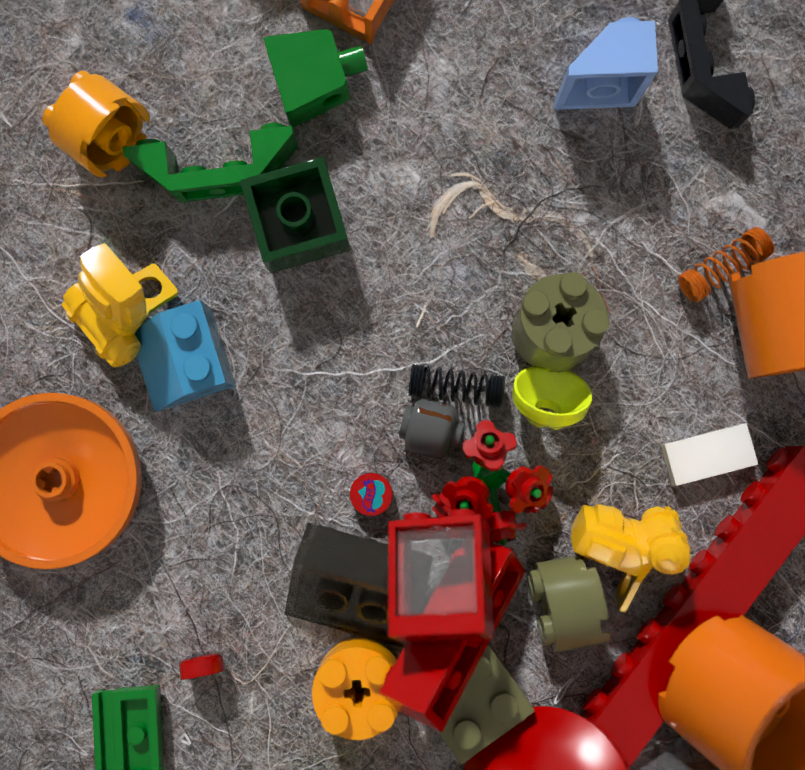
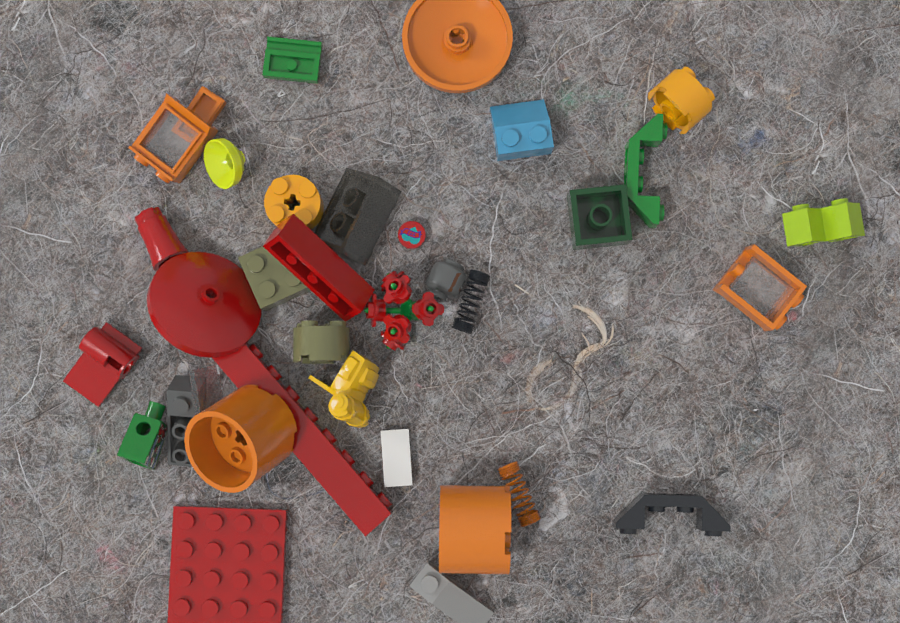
camera: 100 degrees right, 0 degrees up
(112, 303) = (560, 91): yellow piece -> none
(201, 666) = (325, 110): red tile -> none
(312, 72) = (695, 244): green torso -> none
(439, 577) = (354, 261): window -> none
(559, 391) = (458, 362): neon yellow piece -> none
(579, 319) = (513, 379): olive brick -> none
(612, 68) = (662, 438): light blue slope -> none

